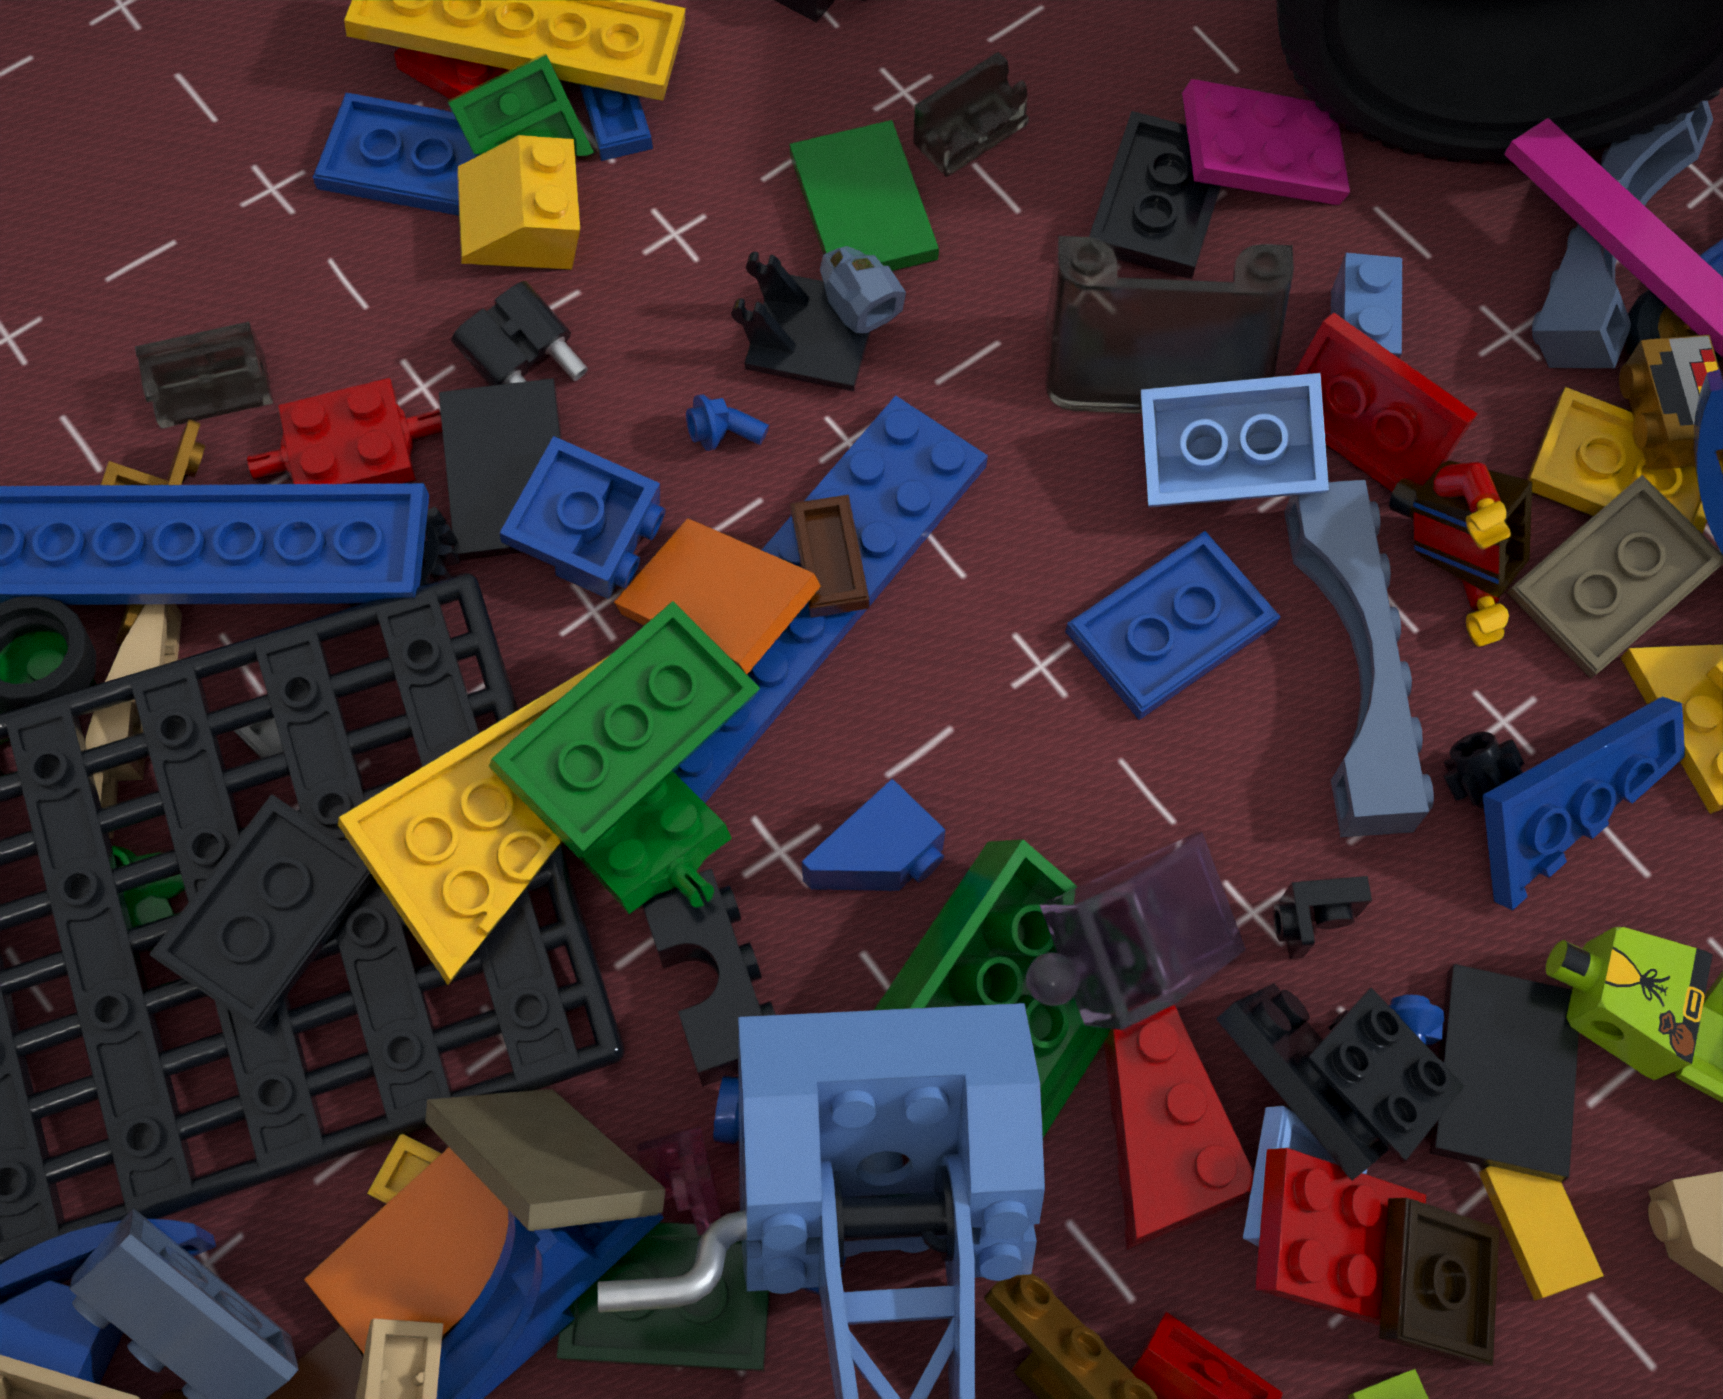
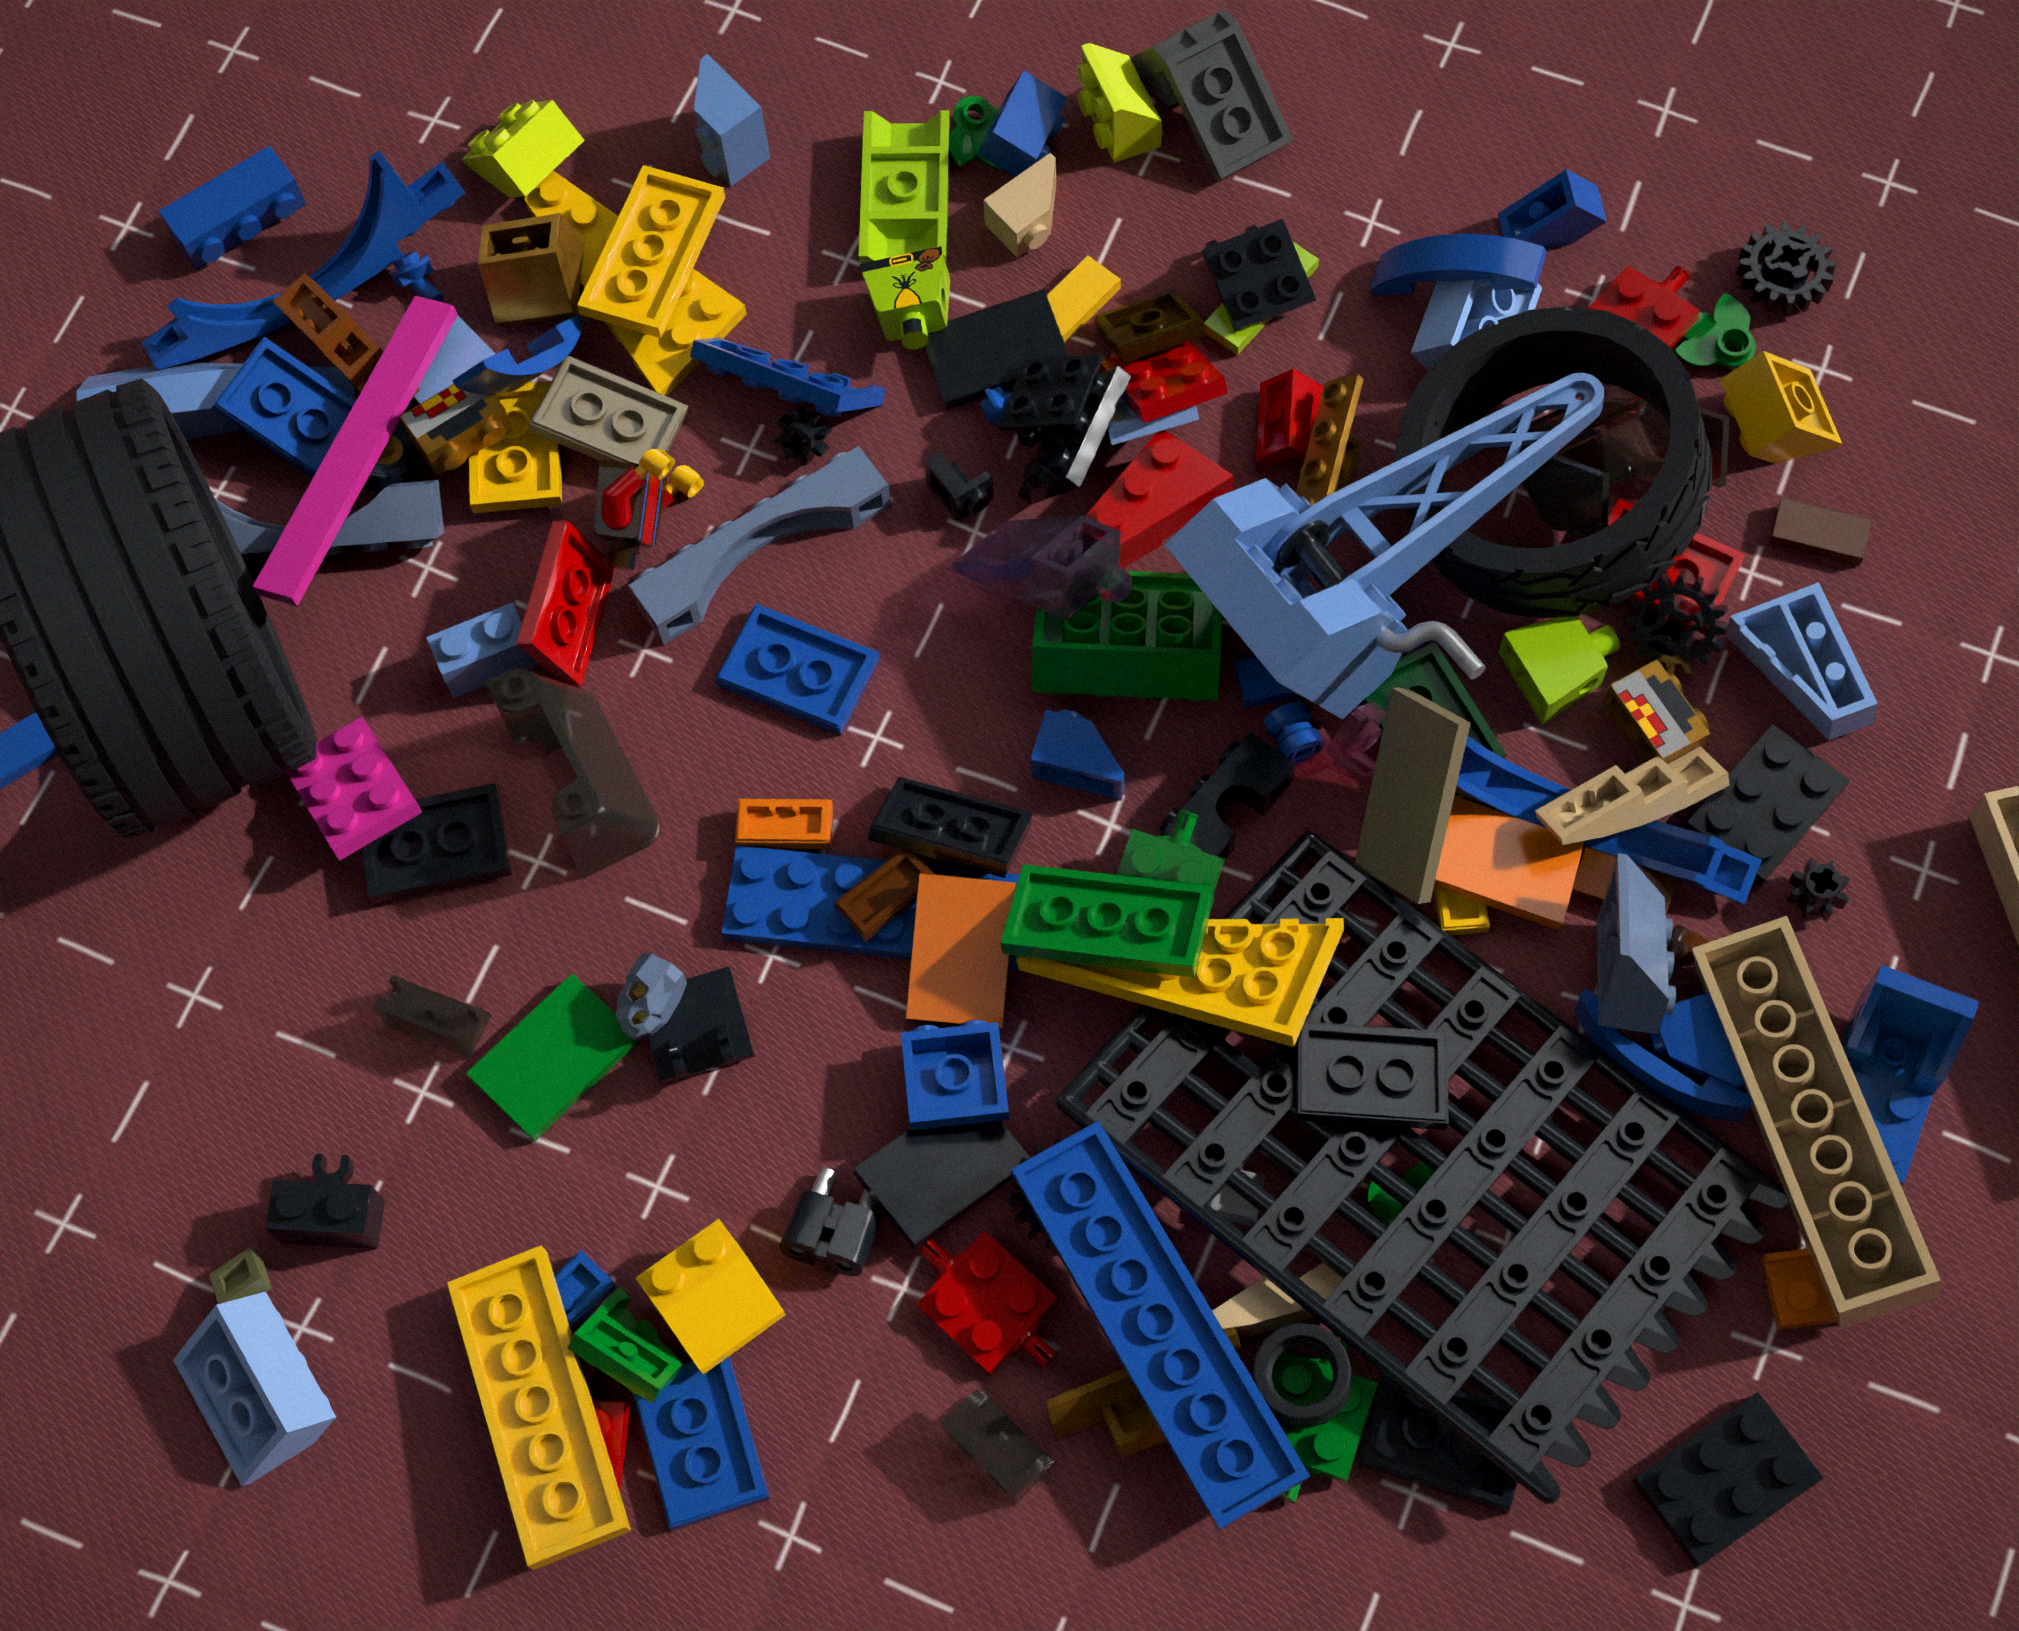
camera: 115 degrees left, 0 degrees up
(712, 418) = (820, 1046): blue plate -> none
(868, 662) = (950, 826): none -> black tile
(984, 513) = (784, 823): none -> orange plate
(1234, 440) = (644, 678): light blue slope -> none

